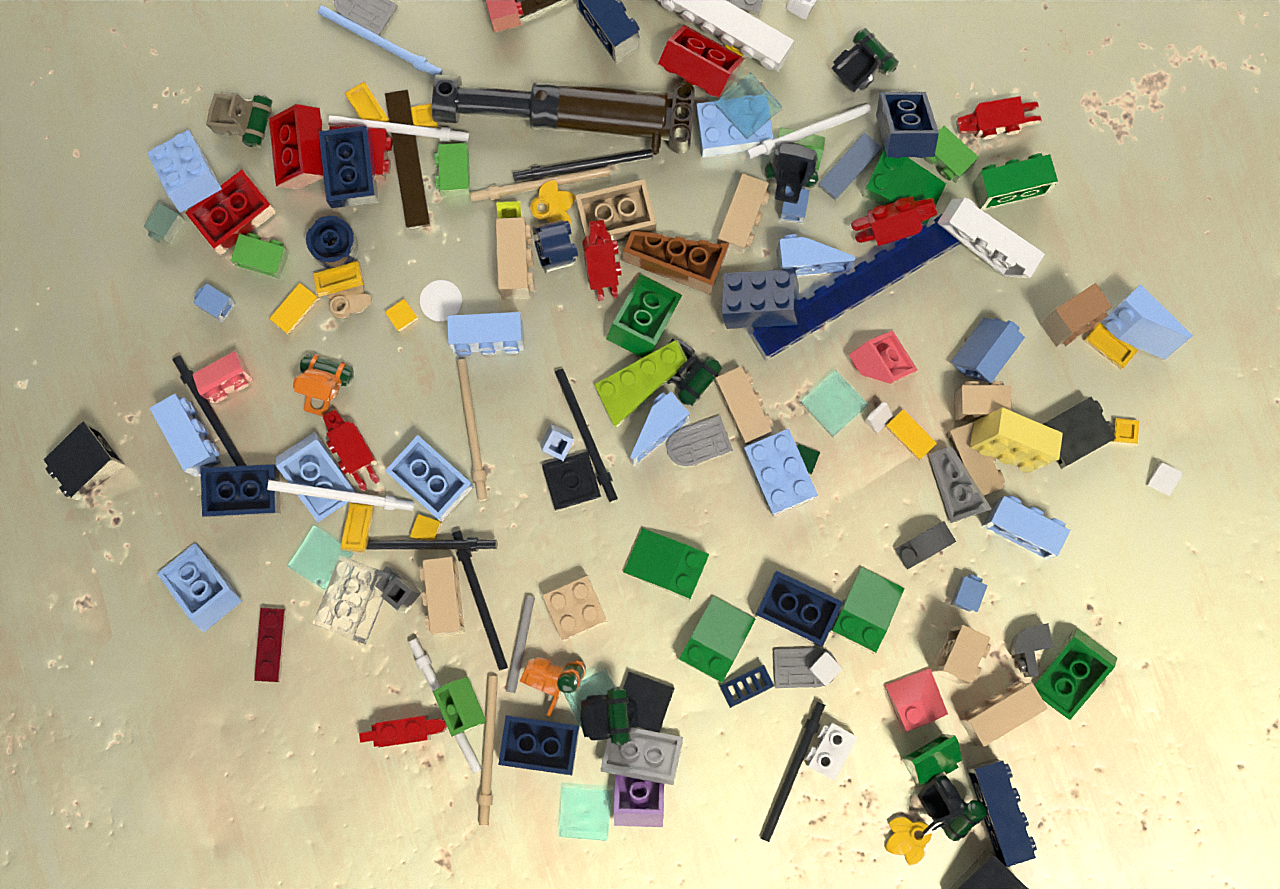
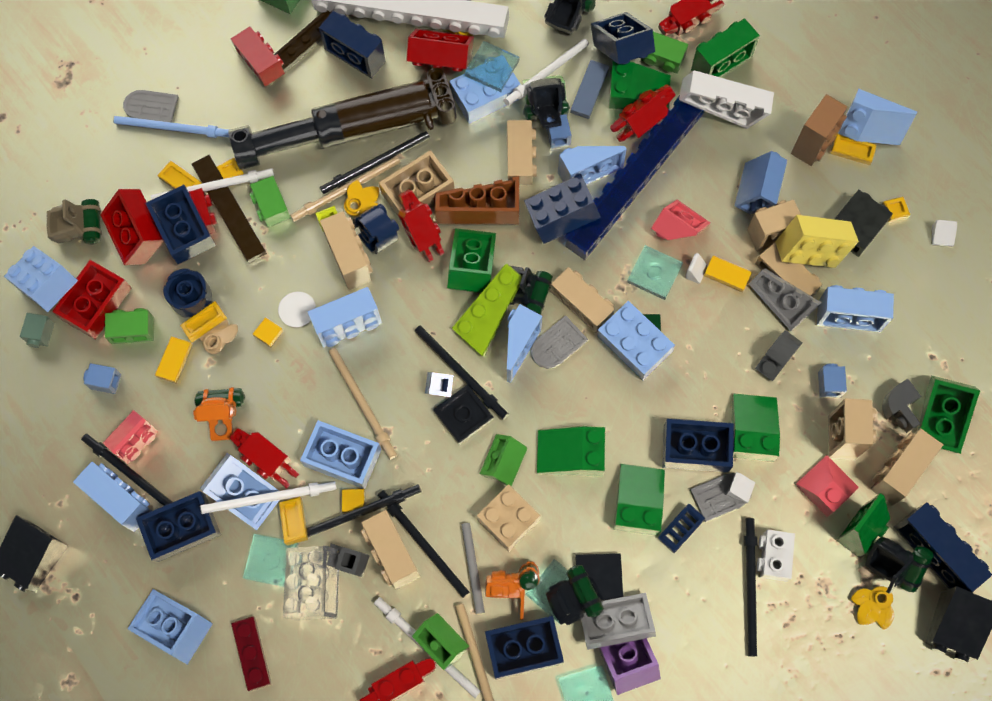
camera: 20 degrees left, 10 degrees down
(594, 545) = (503, 459): none -> bright green panel

